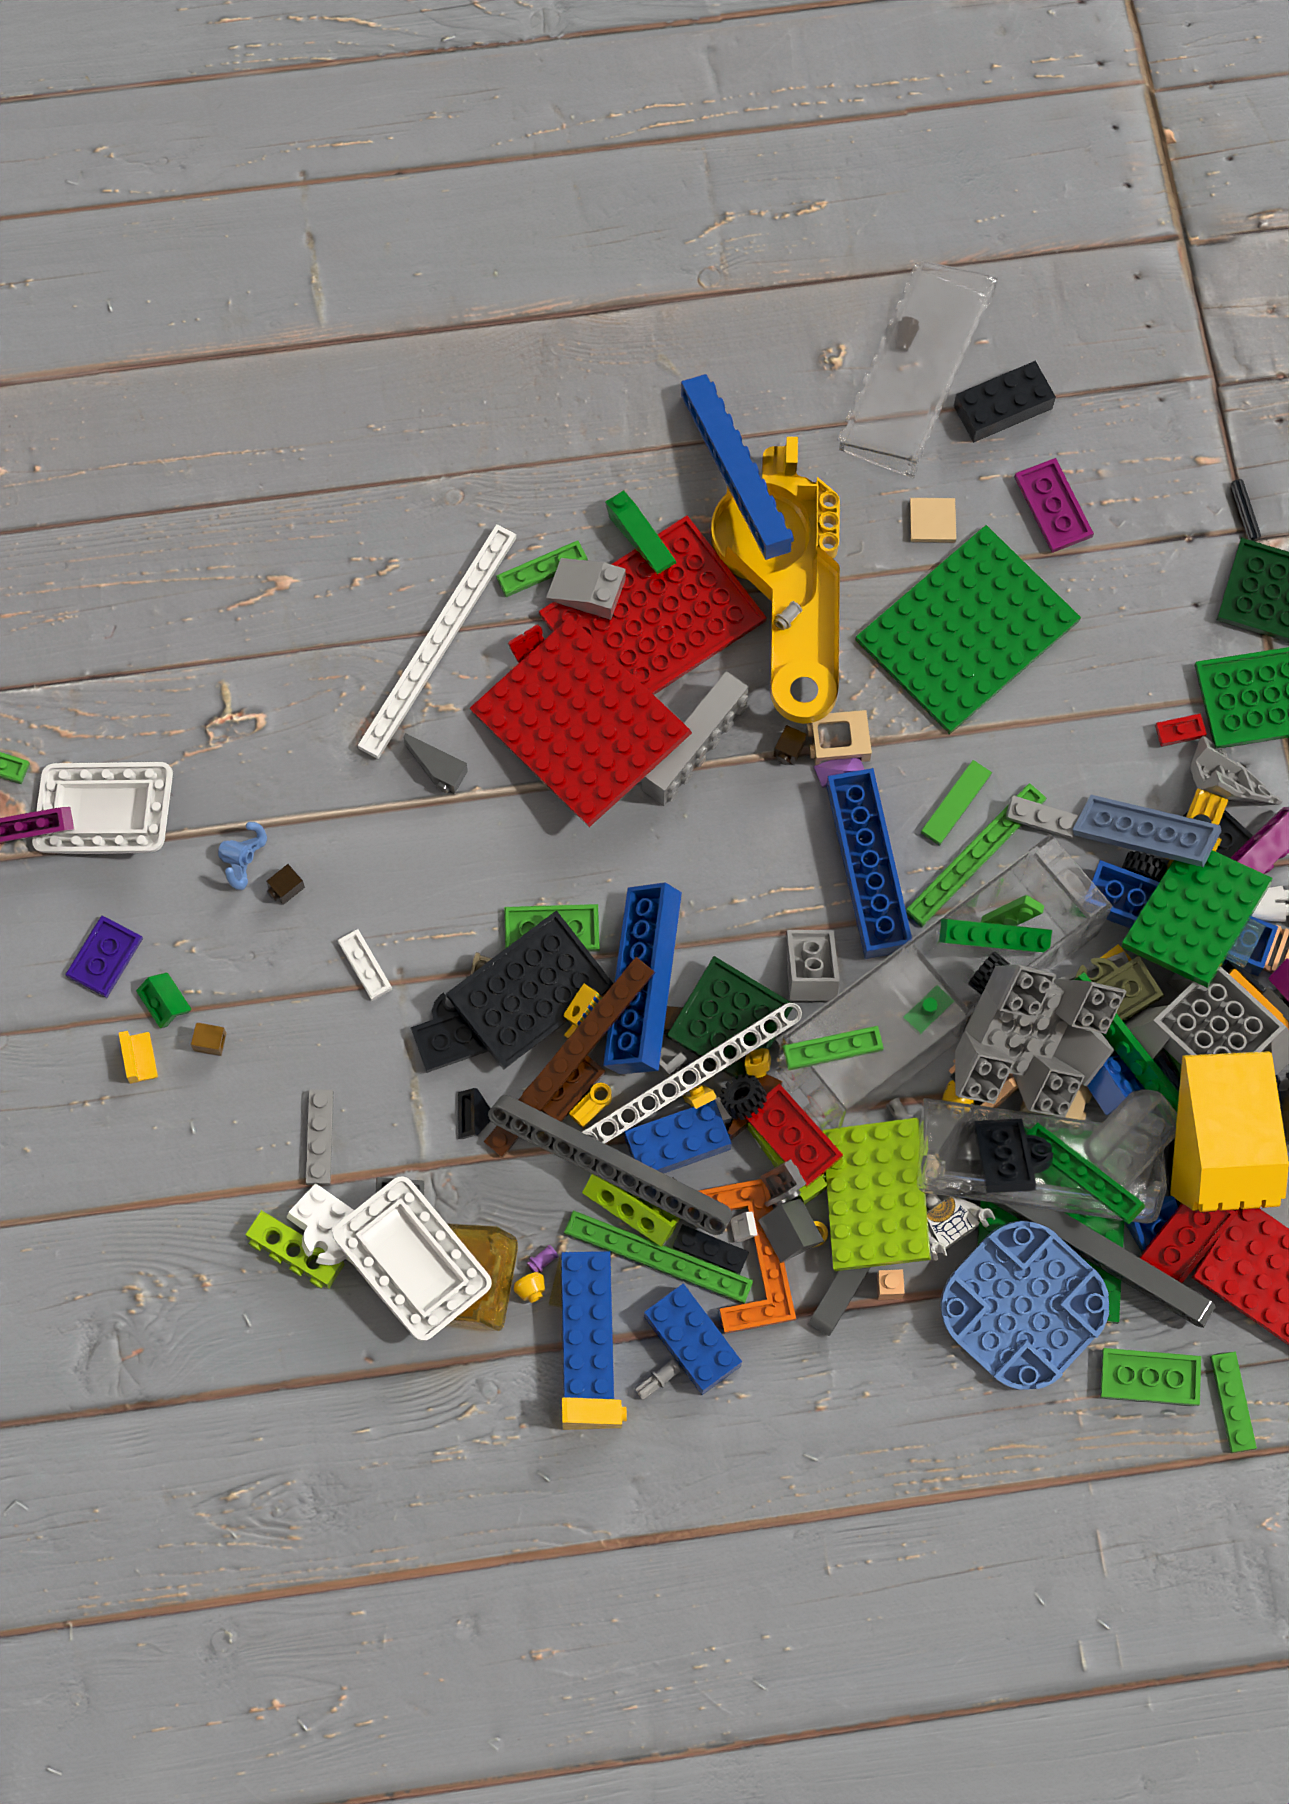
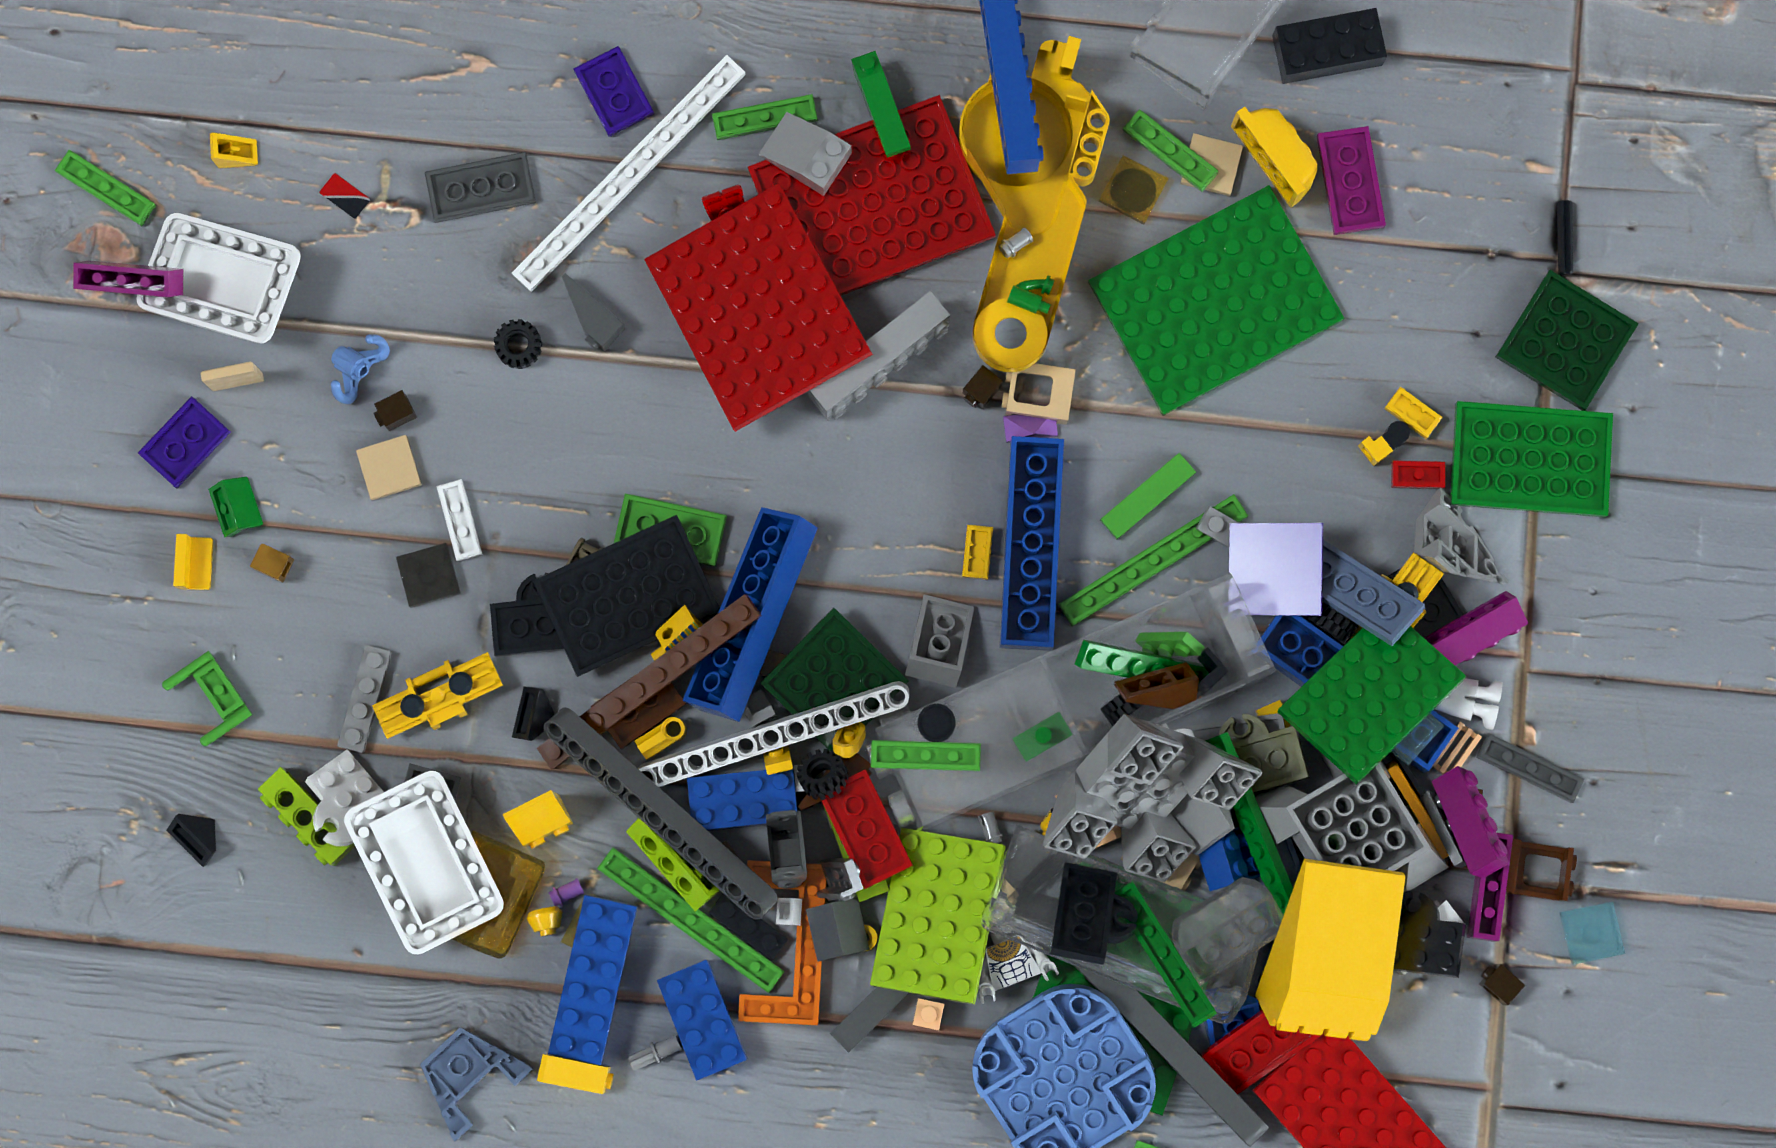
camera: 15 degrees right, 10 degrees up
(88, 701) = (233, 151): none -> yellow slope
(135, 887) = (232, 376): none -> tan tile
(188, 1161) = (219, 692): none -> bright green plate
(194, 717) = (344, 195): none -> sticker
(197, 1292) = (195, 836): none -> black slope
(291, 934) = (388, 467): none -> tan tile
(311, 682) = (480, 187): none -> dark grey tile
(349, 1017) = (428, 575): none -> clear smoke plate
(382, 816) = (517, 328): none -> black tyre
(390, 1121) = (440, 703): none -> yellow piece
(406, 577) = (613, 91): none -> dark purple tile
(487, 1435) = (459, 1066): none -> sand blue wing
(503, 1197) = (539, 819): none -> yellow slope
(729, 1168) = (786, 848): none -> dark grey piece
(807, 657) = (1027, 300): none -> green plant
(823, 883) = (977, 552): none -> yellow plate
(834, 1018) = (936, 723): none -> black piece
(872, 555) = (1133, 190): none -> clear yellow tile
(895, 515) = (1170, 150): none -> bright green tile
(984, 494) = (1277, 151): none -> yellow windscreen
(1017, 948) = (1162, 688): none -> reddish brown slope
(1055, 923) = (1214, 667): none -> black panel
(1088, 826) = (1278, 567): none -> piece
(1146, 711) = (1392, 439): none -> leg
(1161, 680) = (1413, 412): none -> yellow plate

